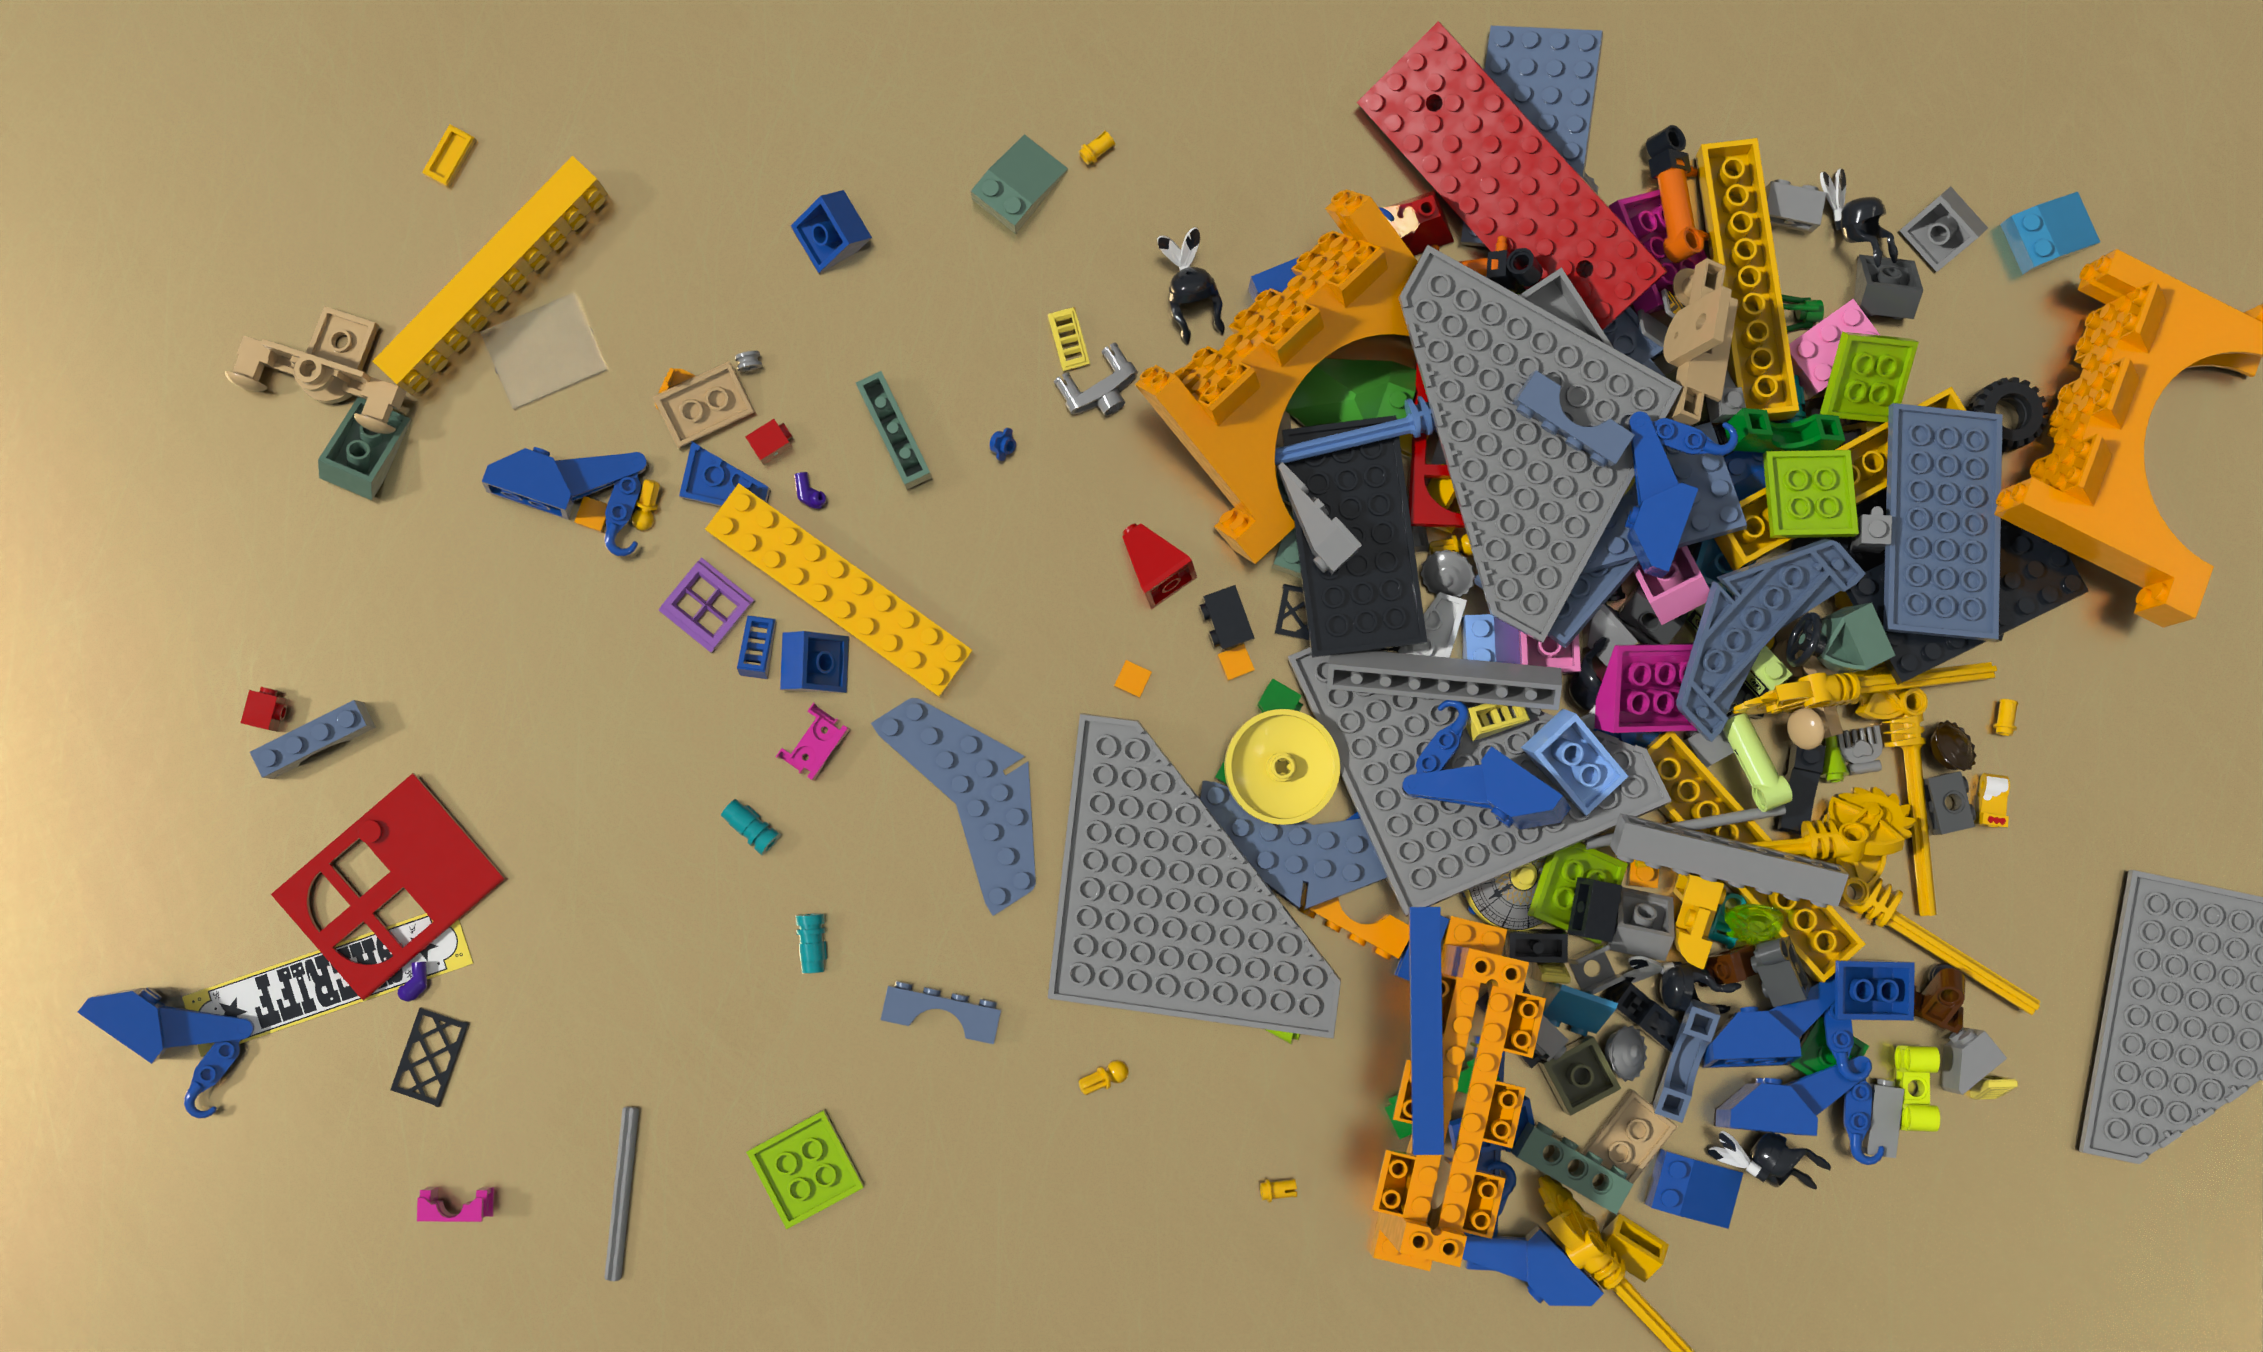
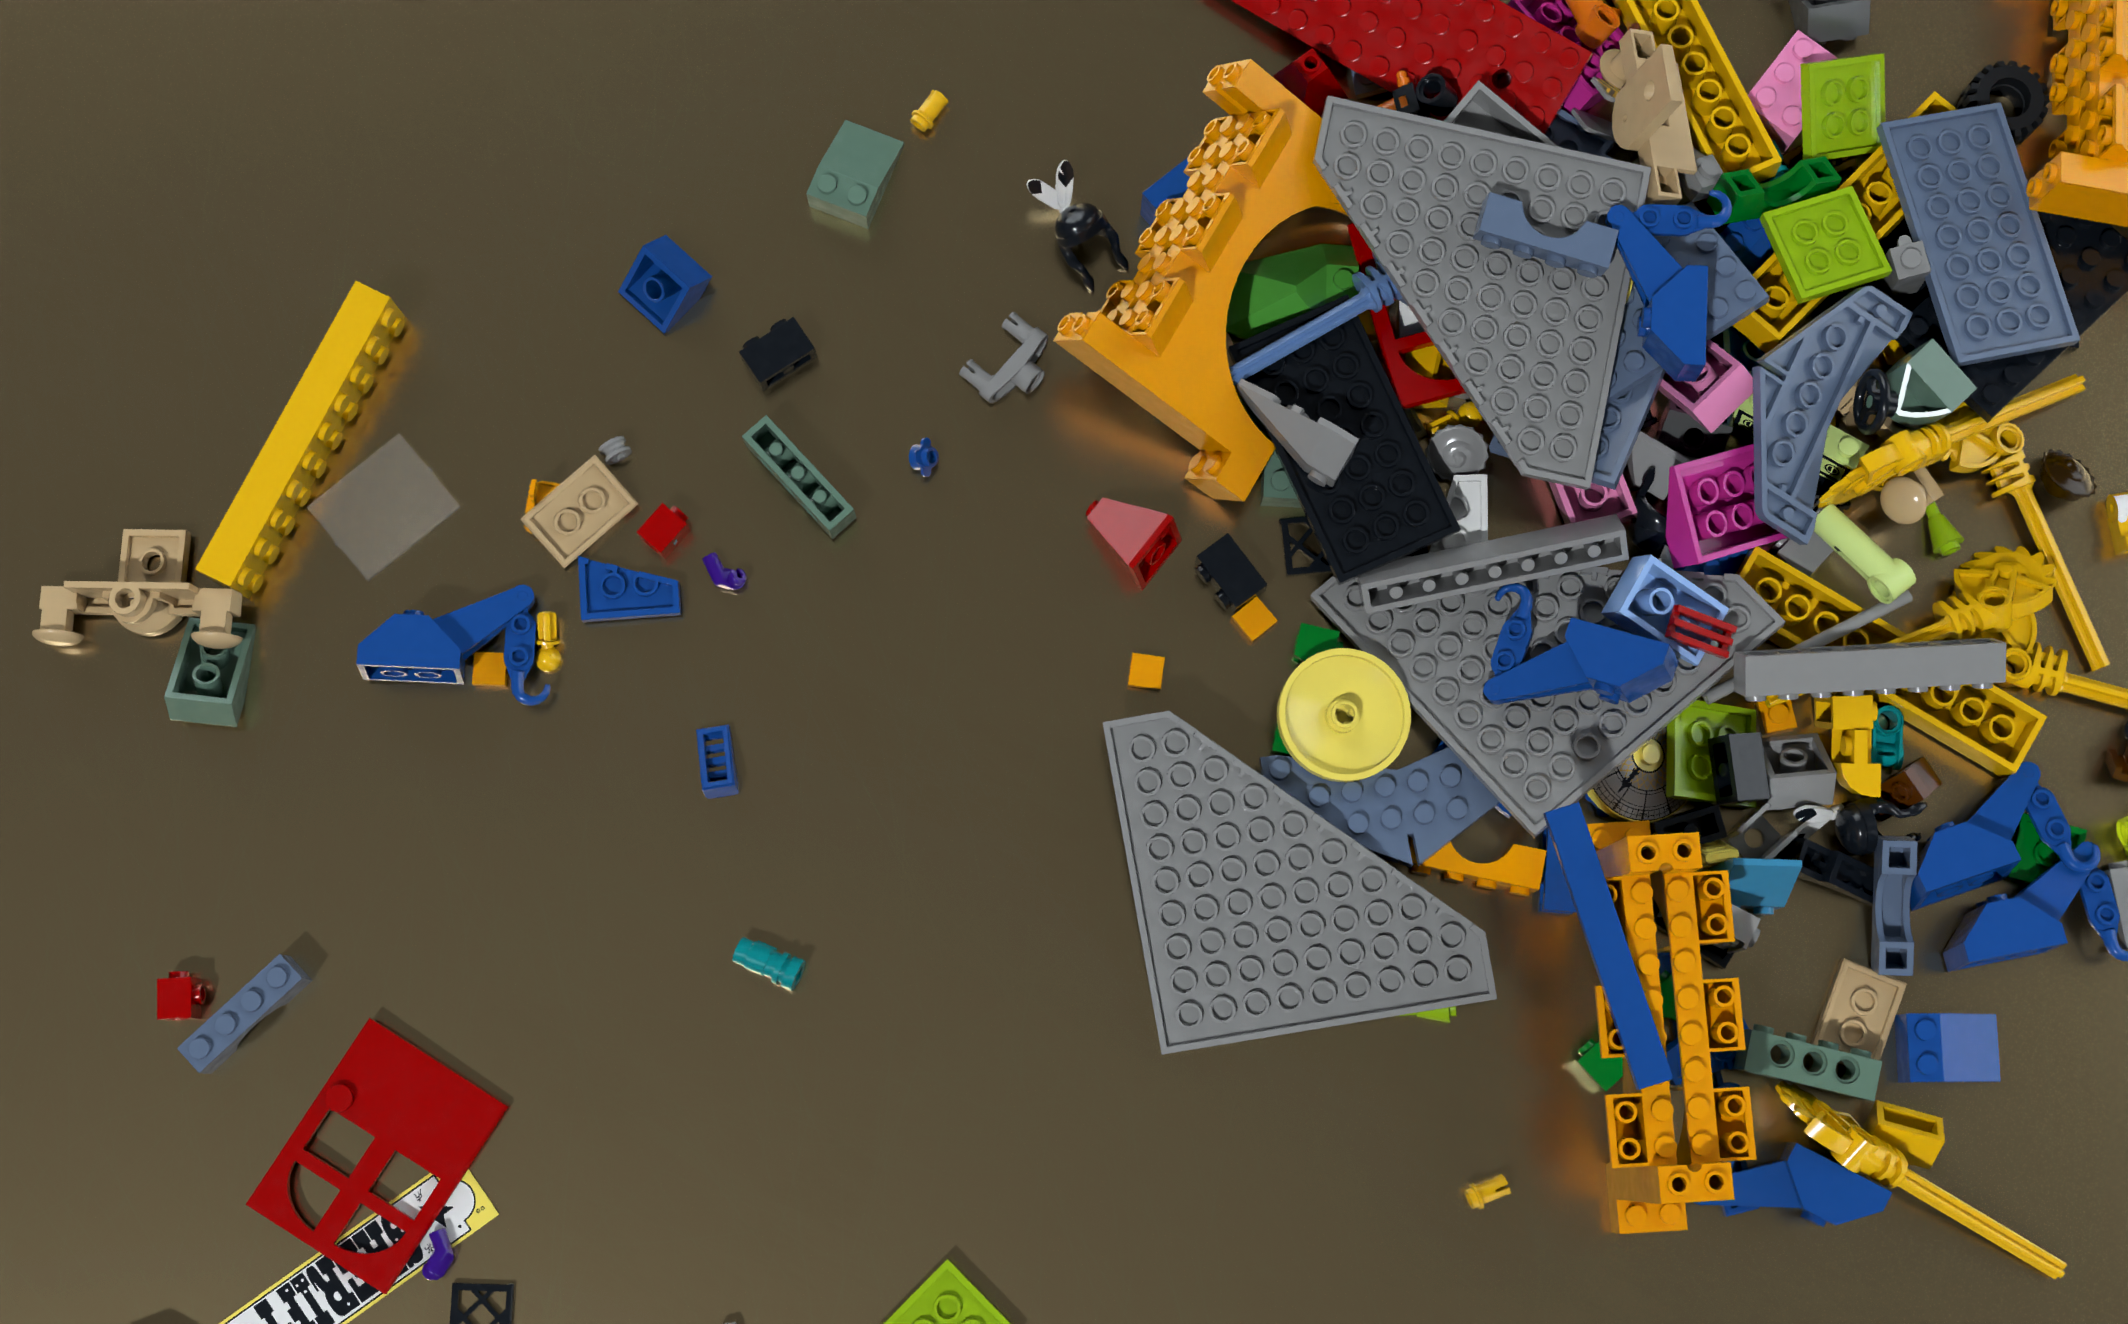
camera: 10 degrees left, 5 degrees down
(449, 156) = (217, 326): yellow tile -> none
(722, 585) = (635, 758): medium lavender piece -> none
(811, 946) = (878, 1077): teal axle -> none
(814, 662) = (786, 758): blue slope -> none
(815, 743) = (814, 848): dark pink piece -> none
(839, 590) = (791, 670): yellow brick -> none
(907, 318) = (777, 353): none -> black brick
(978, 1020) = (1004, 1110): sand blue arch -> none
(990, 804) = (1030, 856): sand blue wing -> none
(1062, 315) = (949, 298): light yellow slope -> none
(1116, 1072) = (1263, 1116): yellow axle -> none
(1478, 723) = (1545, 603): light yellow slope -> none
(1489, 639) = (1523, 507): light blue slope -> none
(1580, 1075) = (1782, 959): olive brick -> none
(1615, 801) = (1724, 639): none -> red tile
(1626, 1053) = (1823, 919): light grey piece -> none
(1753, 922) = (1916, 730): clear neon green hat -> none
(1768, 1160) = (2020, 988): black hair -> none
(1780, 971) = (1965, 775): dark grey hinge -> none
(1803, 778) = (1916, 547): black slope -> none
(1806, 310) = (1751, 59): green plant -> none
(1860, 753) = (1968, 514): light grey piece -> none
(1874, 990) = (2074, 764): blue slope -> none
(1940, 817) = (2079, 556): dark grey brick -> none
(2006, 717) = (2112, 428): yellow pin -> none

